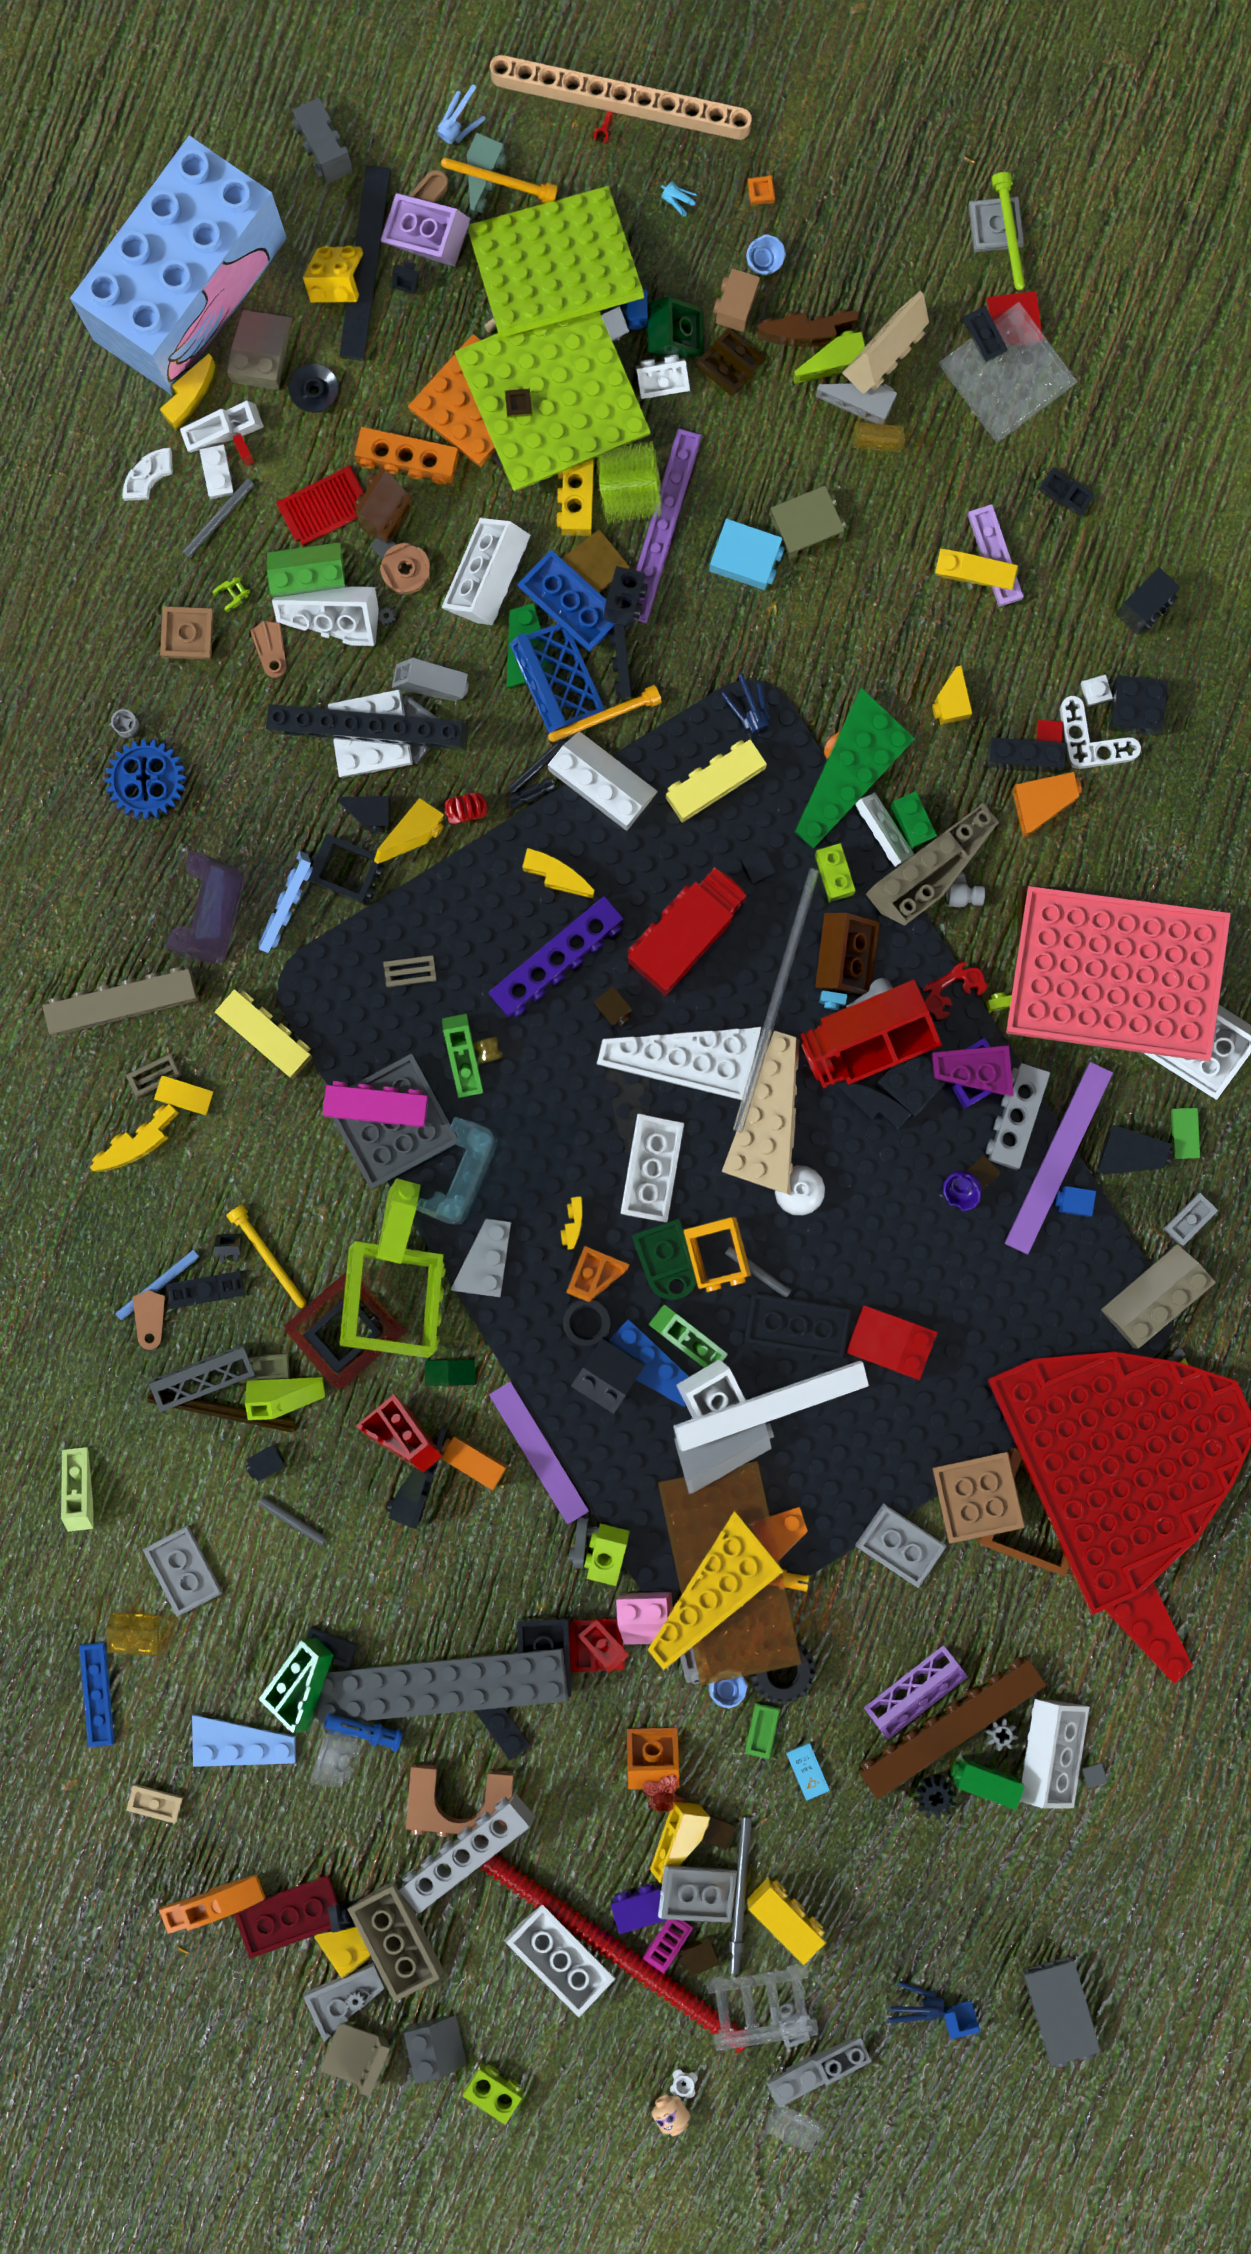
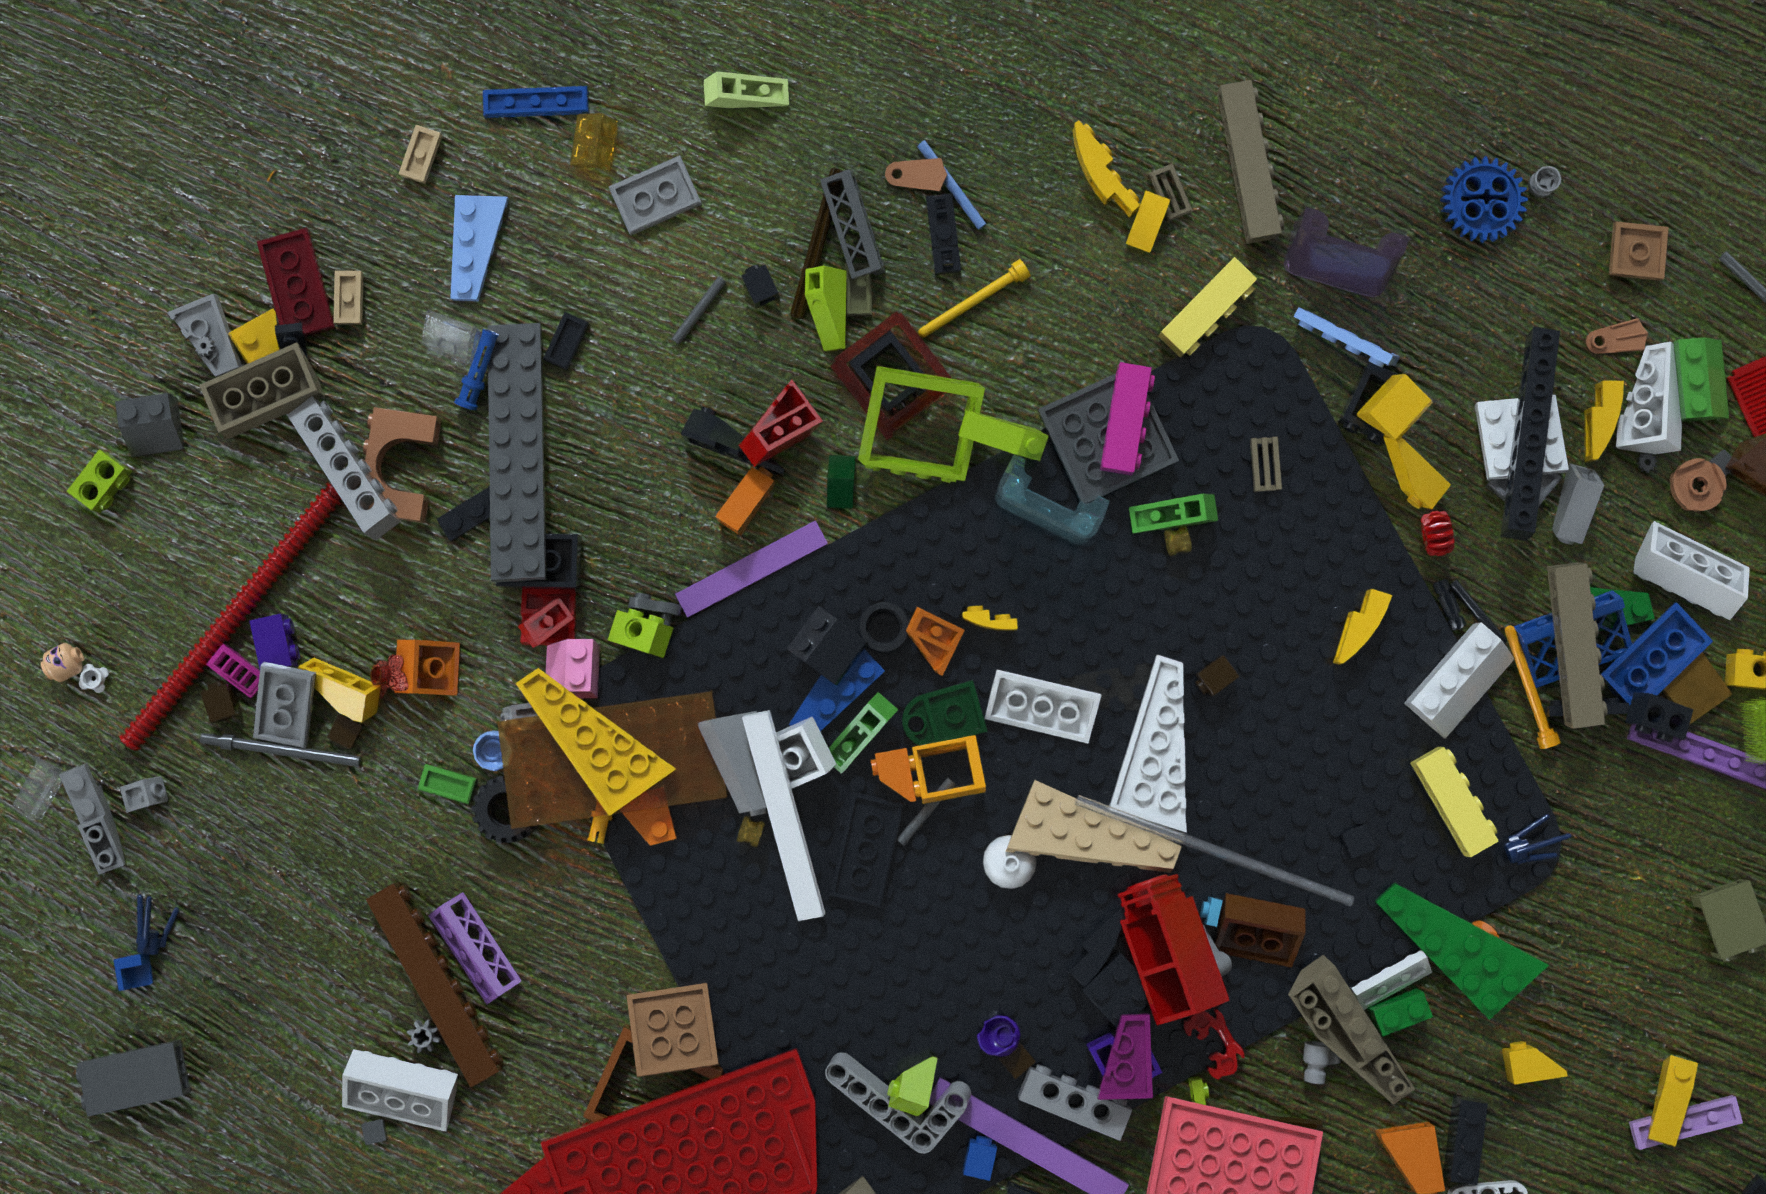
camera: 90 degrees right, 0 degrees up
(213, 1905) = (312, 206): orange slope -> none
(227, 586) = (1672, 306): lime piece -> none
(228, 1245) = (988, 259): black tile -> none
(298, 1685) = (528, 305): green wedge -> none
(299, 1863) = (348, 297): none -> tan plate
(347, 659) = (1602, 419): none -> yellow slope
(350, 854) = (1395, 406): none -> yellow slope
(357, 2057) = (148, 344): dark tan bracket -> none
(369, 811) = (1438, 432): black slope -> none
(486, 1261) = (954, 525): light grey wing -> none
(559, 1960) = (227, 557): white slope -> none
(563, 676) = (1576, 644): none -> dark tan brick
(600, 911) = (1319, 668): dark purple brick -> none
(686, 930) = (1295, 759): red piece -> none
(722, 1303) = (895, 772): none -> orange slope
(746, 554) = (1698, 851): medium azure brick -> none
(752, 2032) = (136, 752): clear fence -> none
(786, 1920) = (249, 795): yellow brick -> none
(788, 1436) = (750, 831): none -> clear yellow wheel
(807, 1771) = (401, 828): medium azure tile -> none
(835, 872) = (1348, 923): lime brick -> none
(891, 1342) = (842, 948): red slope -> none
(900, 1545) = (628, 943): light grey tile -> none
(938, 1805) = (373, 957): black gear -> none
(987, 1782) = (374, 1017): green brick -> none
(1016, 1267) = (913, 1088): none -> lime slope
(1032, 1282) = (889, 1116): none -> light grey beam
(1049, 731) = (1490, 1167): red tile -> none

